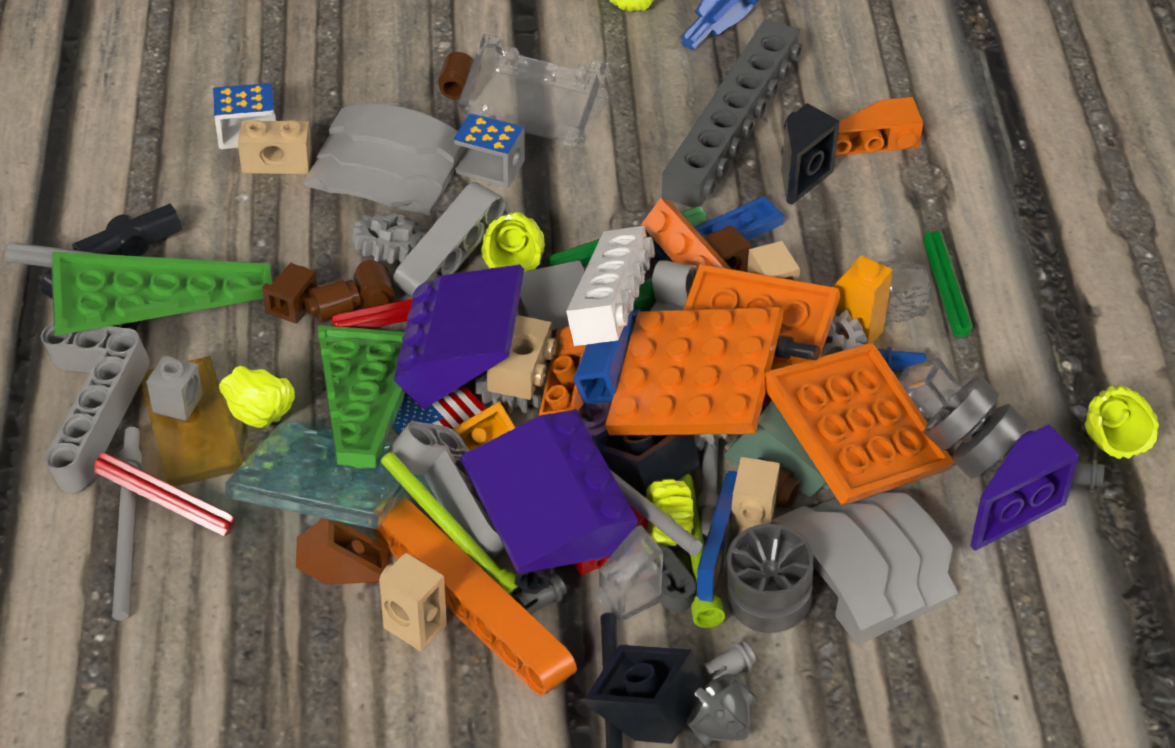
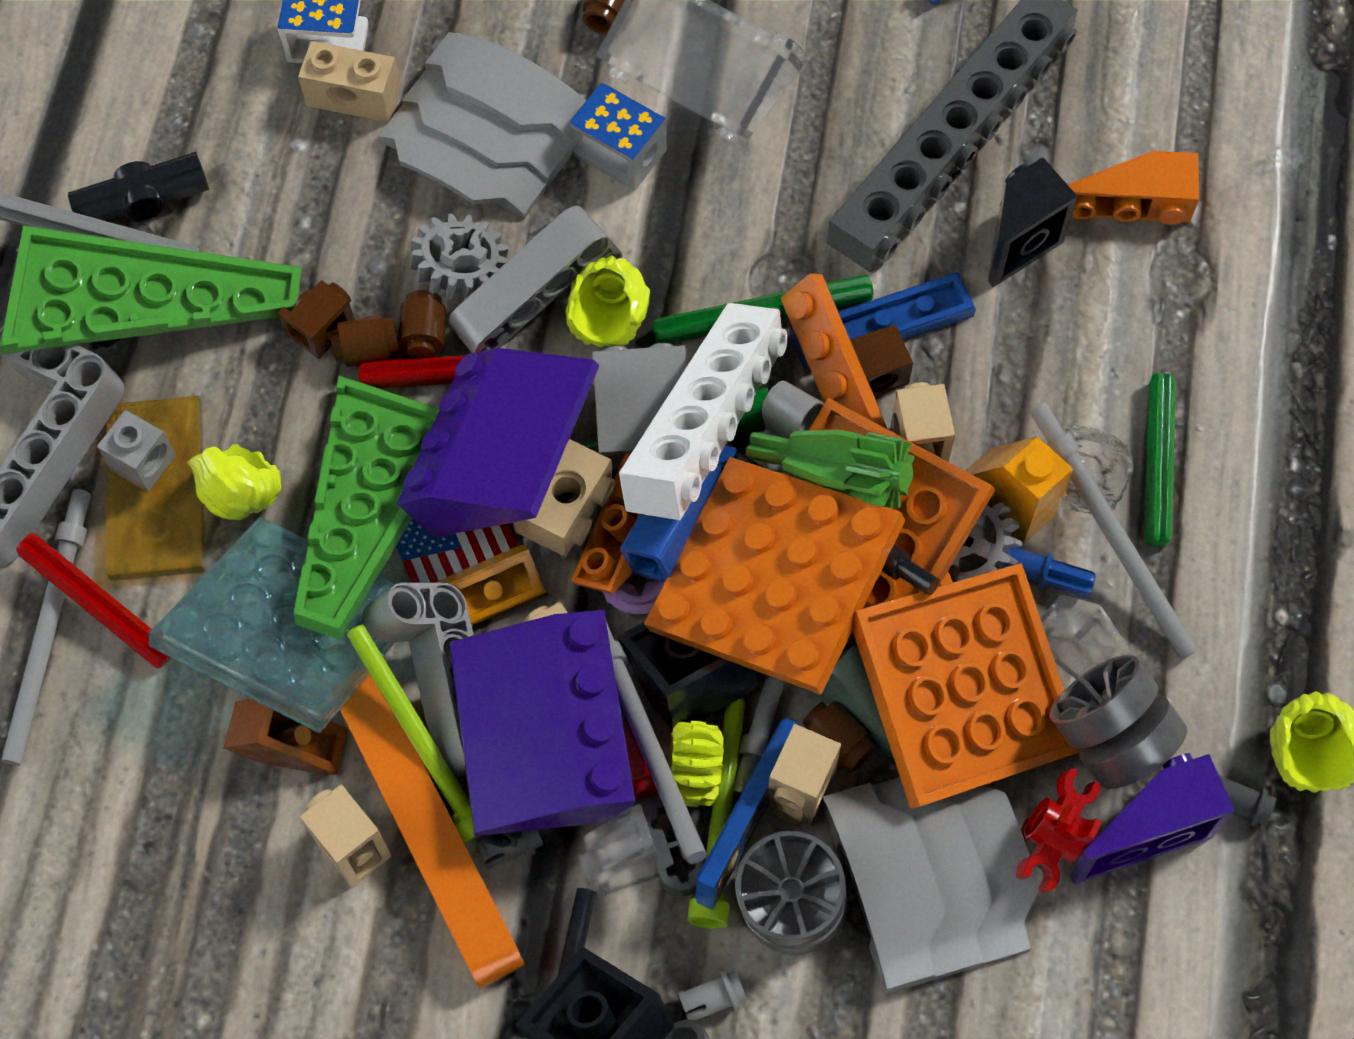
camera: 15 degrees right, 20 degrees up
(723, 288) = (844, 461): none -> bright green piece
(938, 325) = (1066, 448): none -> light grey bar
(956, 499) = (1058, 830): none -> red pin

